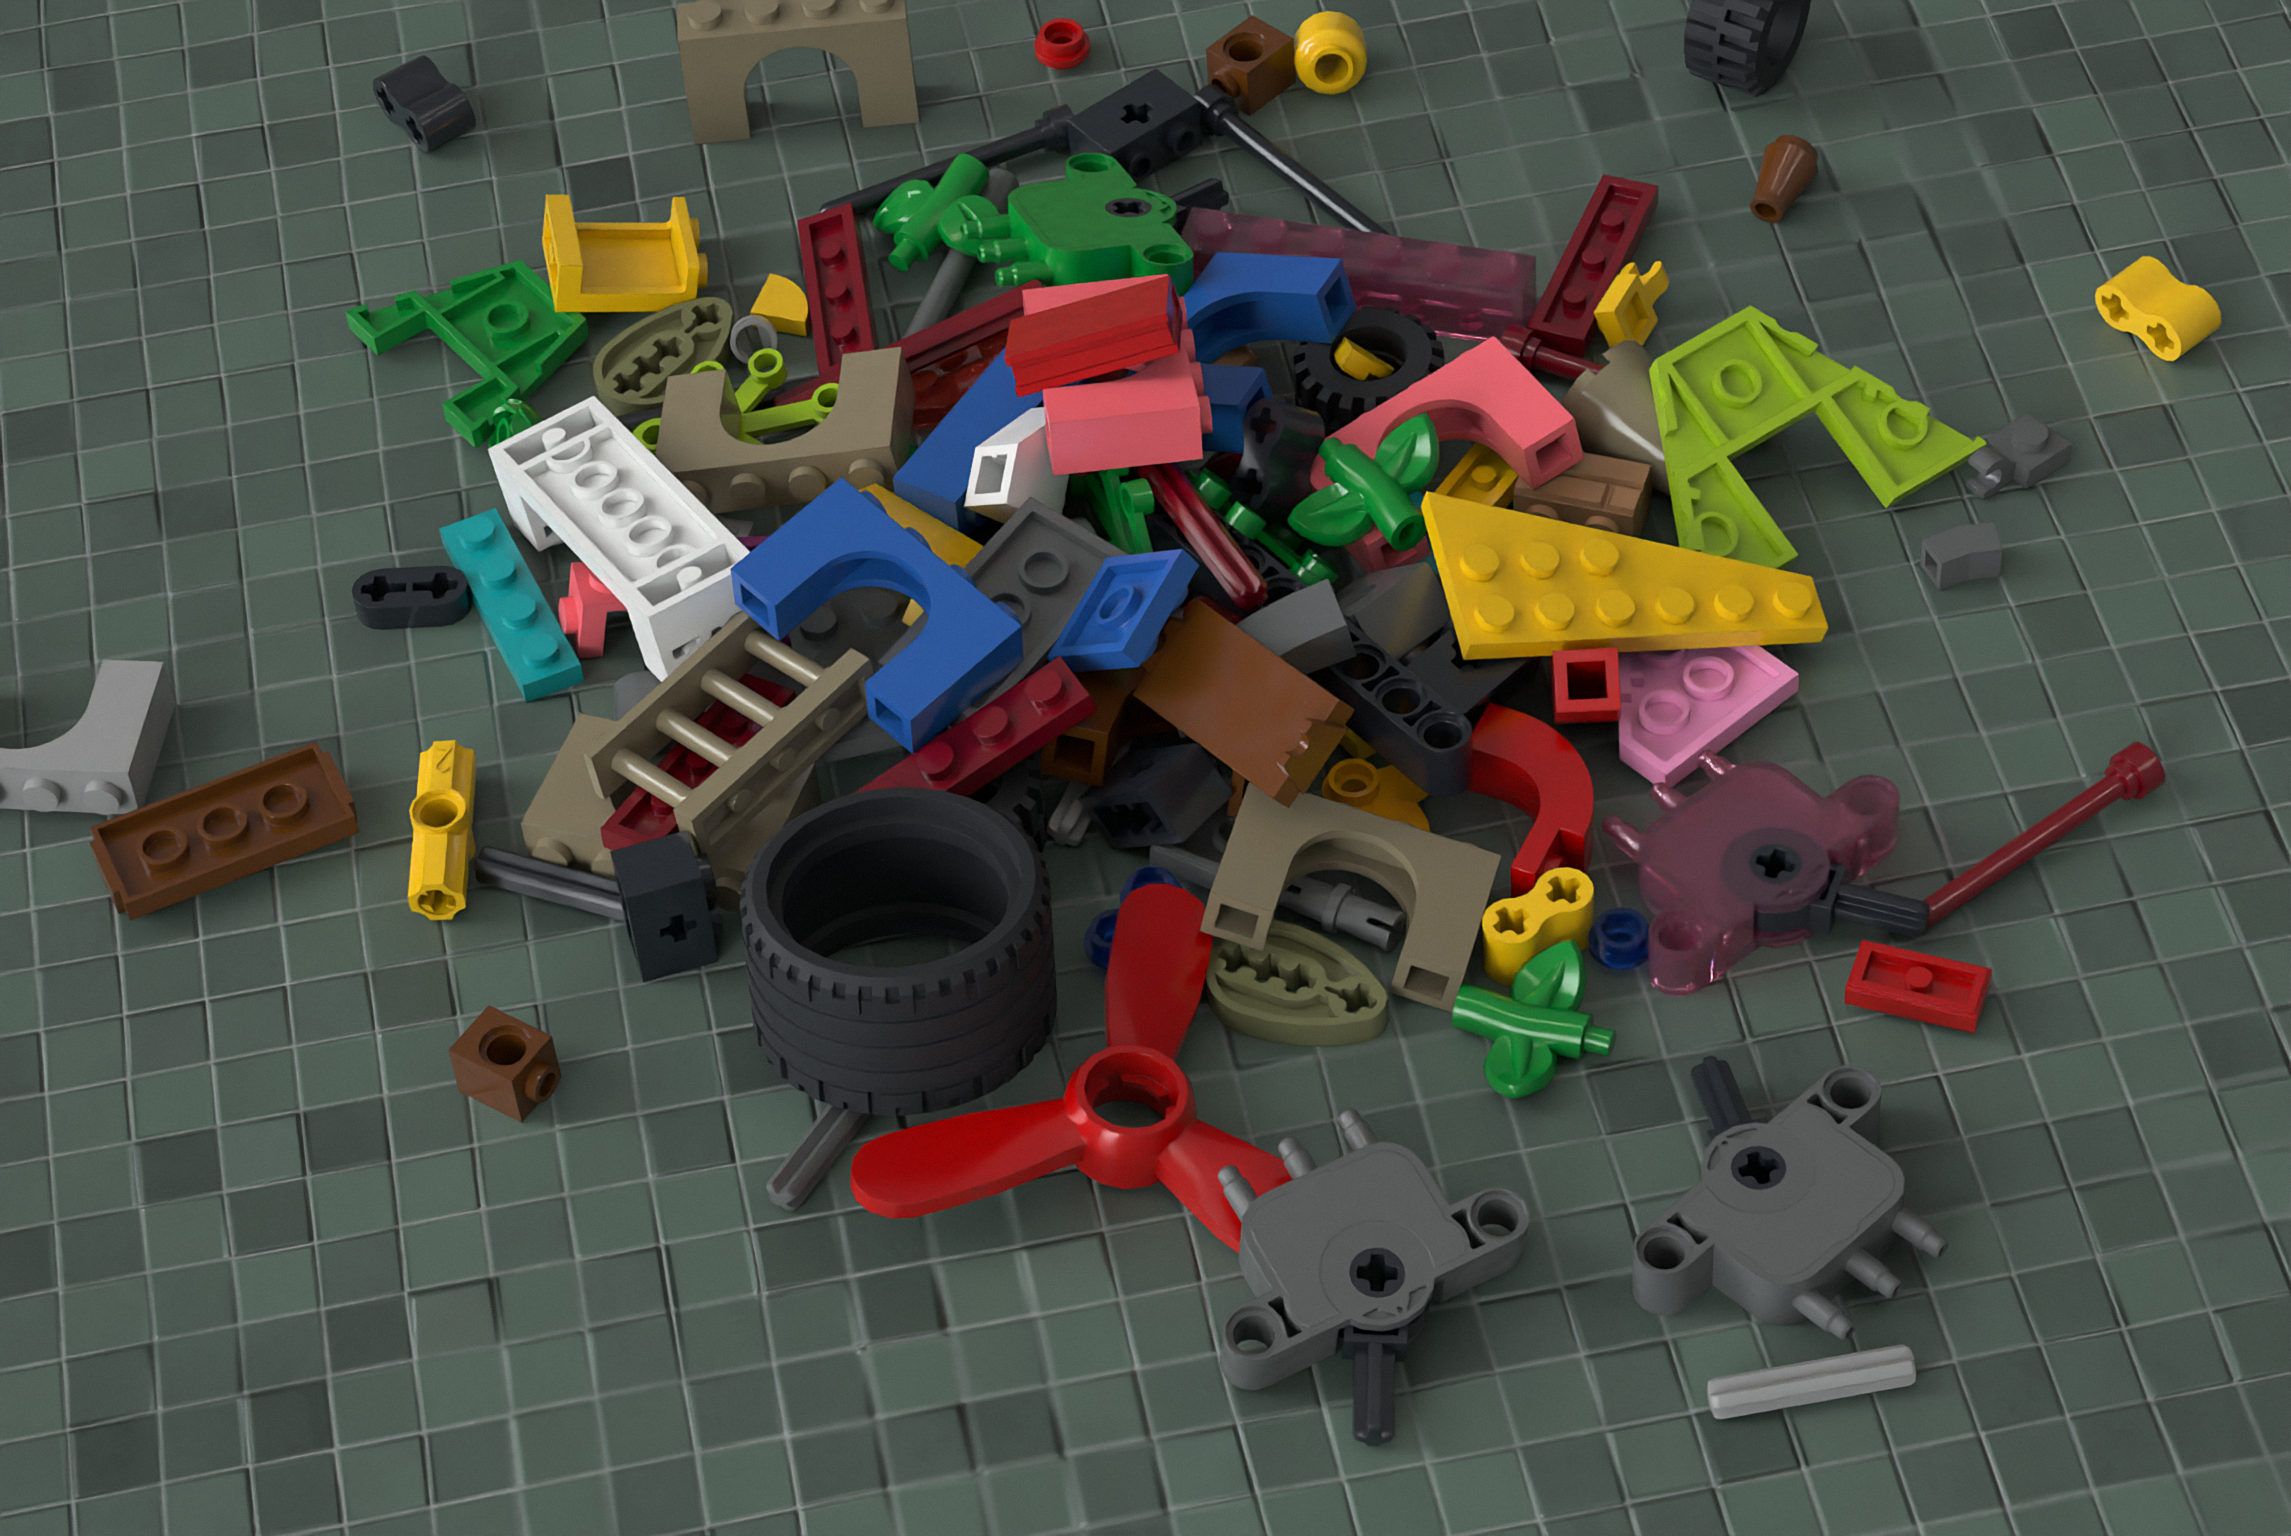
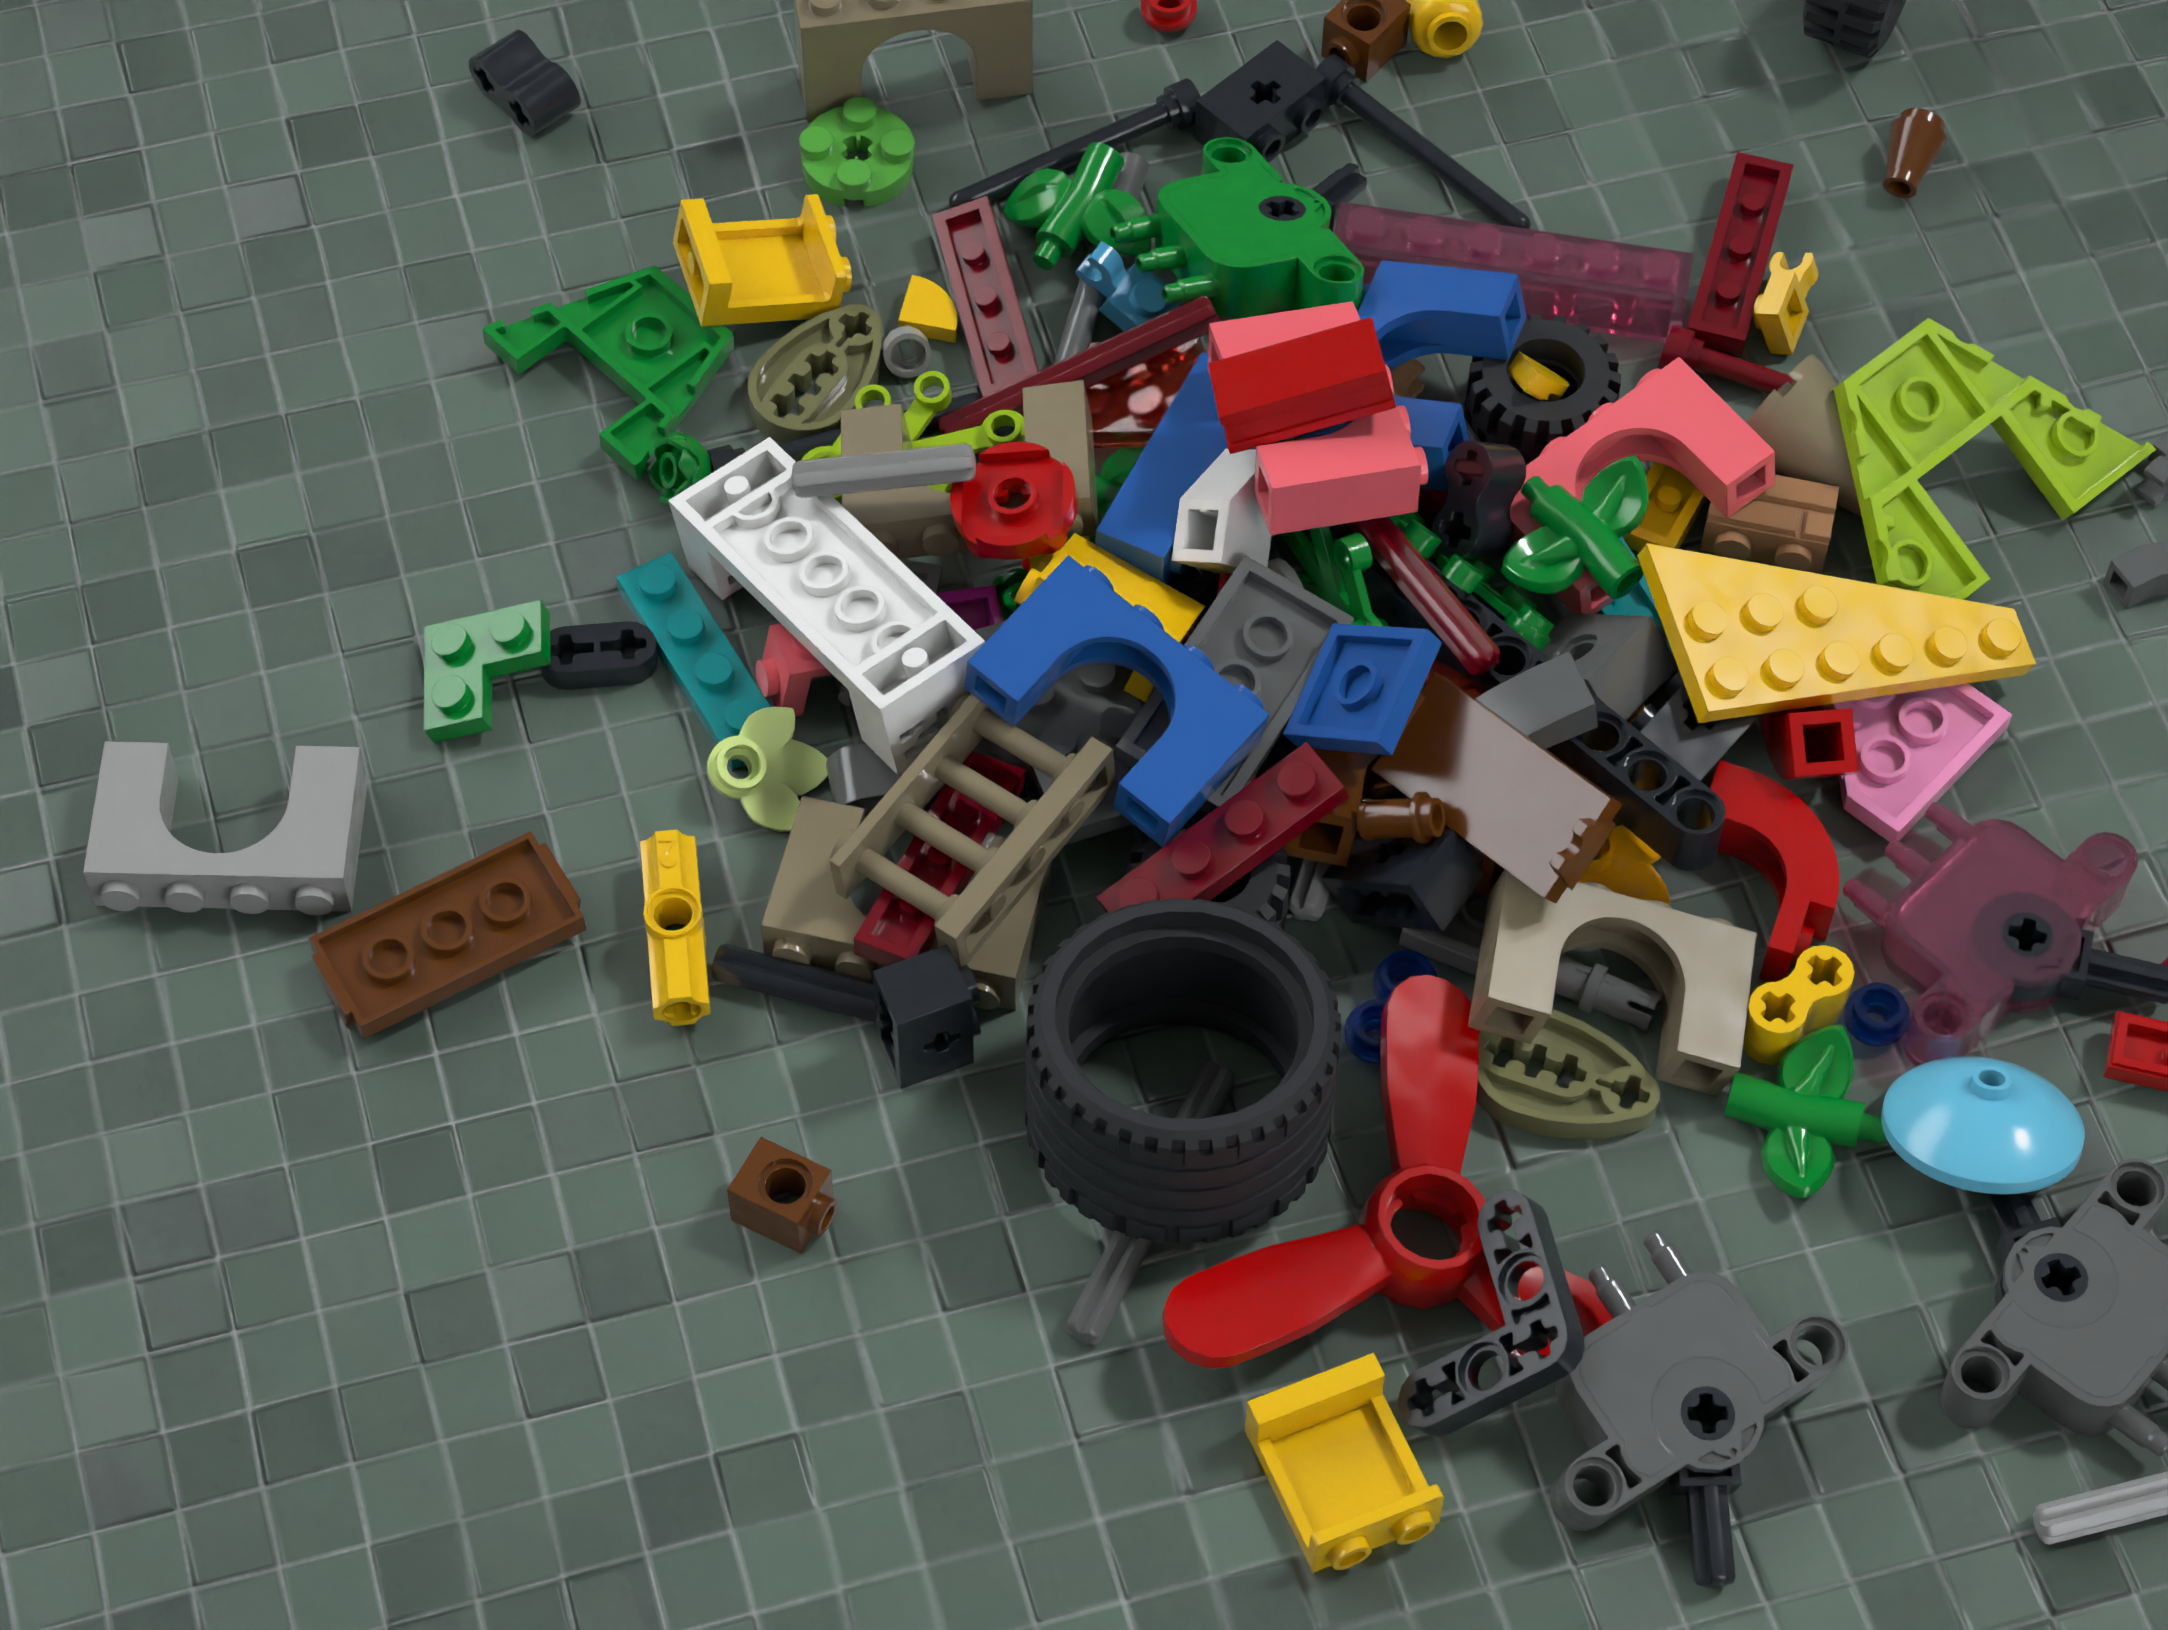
camera: 10 degrees left, 10 degrees up
(286, 591) = (465, 657): none -> plate
(562, 690) = (776, 764): none -> yellowish green plate
(689, 416) = (883, 470): none -> light grey axle
(709, 166) = (851, 128): none -> bright green plate
(782, 453) = (1021, 531): none -> red plate
(956, 271) = (1130, 294): none -> dark azure plate
(1015, 1316) = (1341, 1465): none -> yellow panel
(1161, 731) = (1401, 818): none -> reddish brown pin
(1209, 1204) = (1525, 1326): none -> black beam
(1706, 1033) = (1983, 1125): none -> medium azure dish

